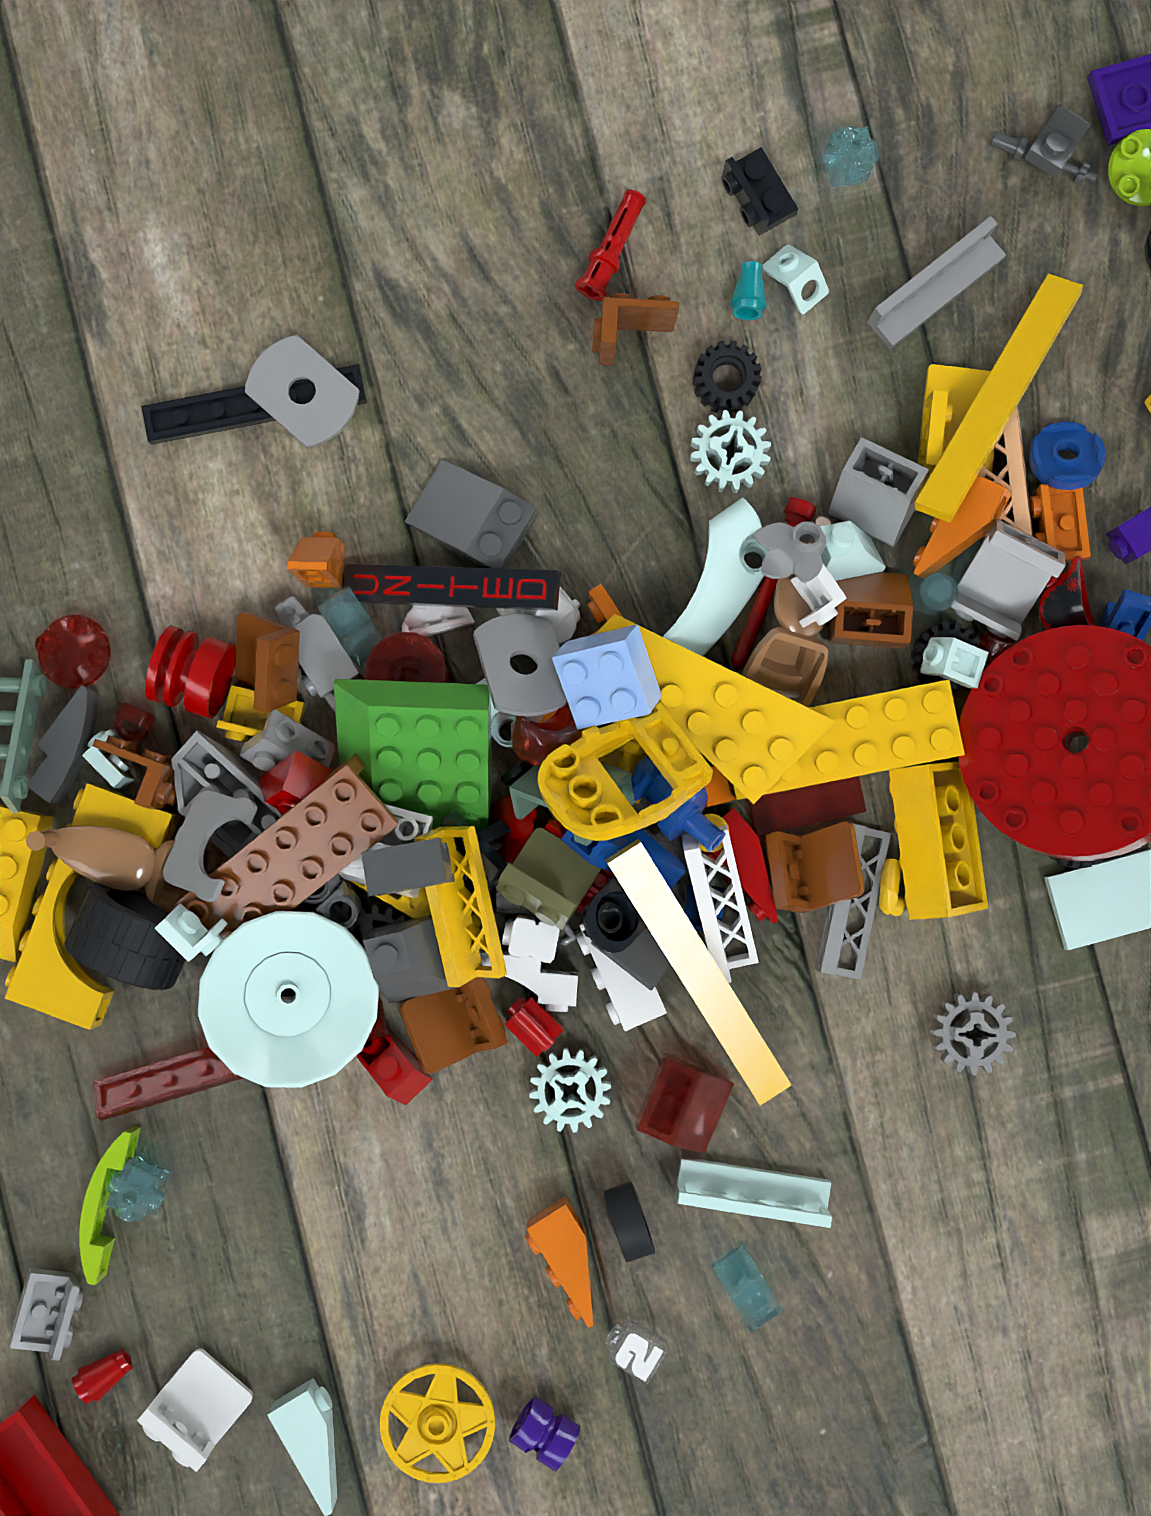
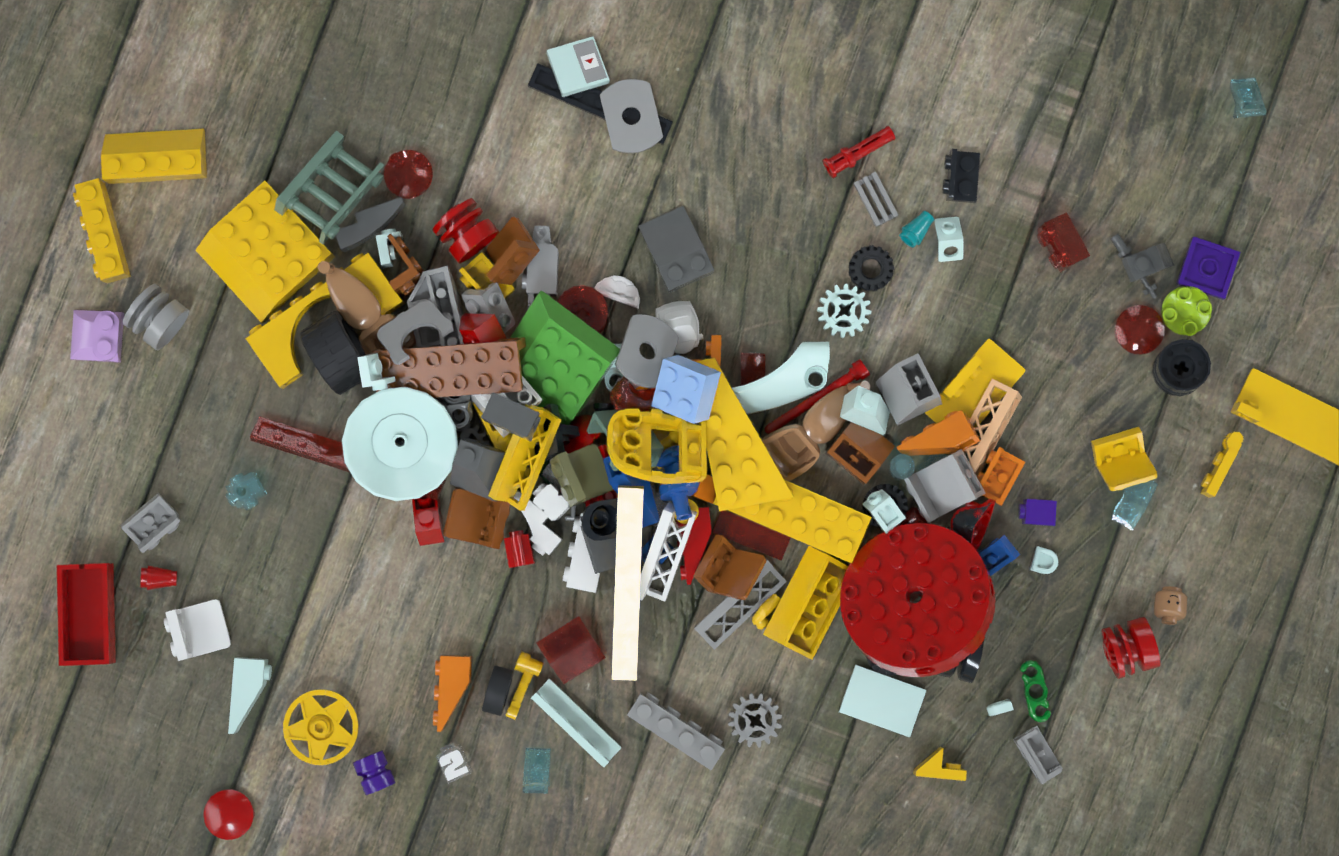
camera: 35 degrees right, 0 degrees up
(94, 1247) = (200, 507): lime slope -> none
(135, 715) = (418, 233): clear red tile -> none
(194, 375) = (577, 66): none -> light aqua tile
(318, 561) = (576, 217): orange slope -> none
(351, 624) = (570, 264): clear light blue slope -> none
(454, 586) = (638, 281): black tile -> none
(560, 1103) = (510, 583): light aqua gear -> none
(625, 313) = (836, 194): dark orange bracket -> none
(646, 1162) = (528, 667): none -> yellow brick
(665, 600) = (751, 367): none -> clear red slope
(681, 279) = (866, 180): none -> light grey tile
(788, 553) = (830, 389): light grey plate -> none
(821, 595) = (836, 422): white bracket -> none
(850, 156) = (1018, 198): clear light blue brick -> none
(886, 1115) = (676, 731): none -> light grey brick
(937, 285) = (1024, 297): light grey fence -> none
(939, 186) = (1062, 242): none -> clear red slope
(998, 398) = (1010, 382): yellow tile -> none
(1064, 473) = (1019, 449): blue tile -> none
(1103, 230) = (1139, 329): none -> clear red dish

